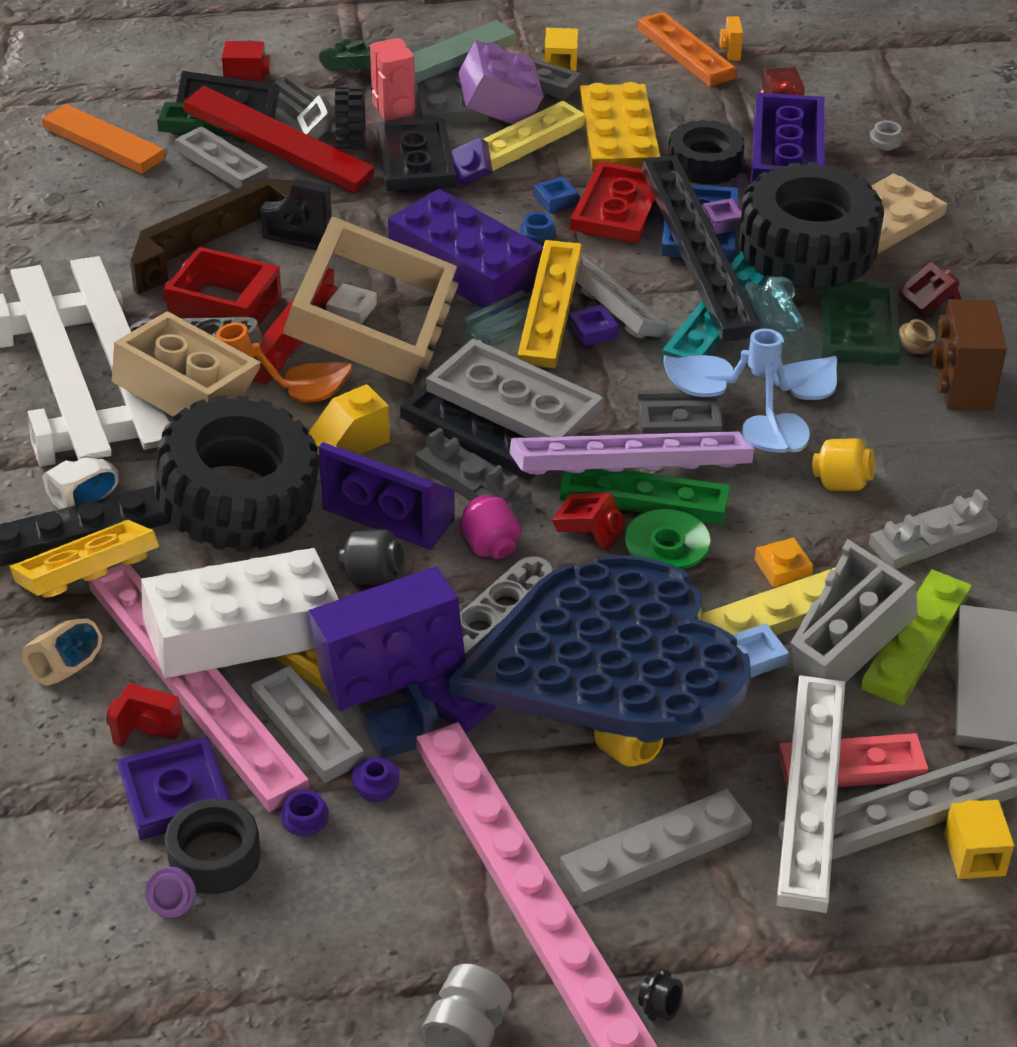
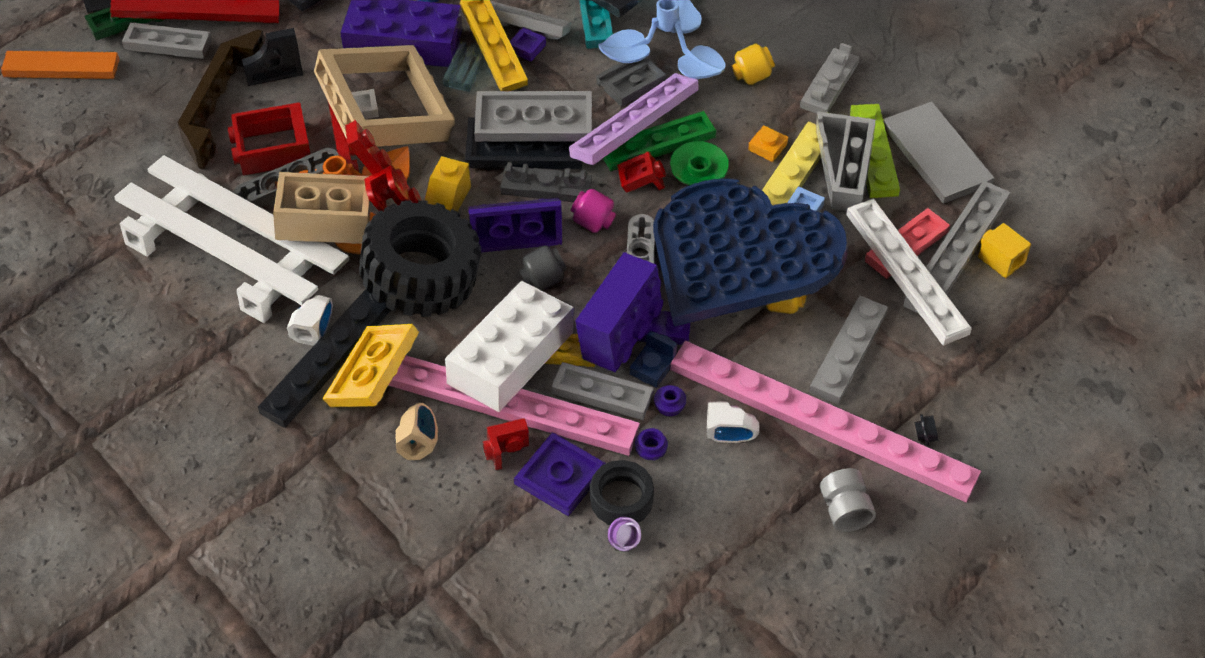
camera: 35 degrees left, 10 degrees up
(270, 366) = (385, 180): none -> red plate
(414, 840) = (730, 423): none -> white rock

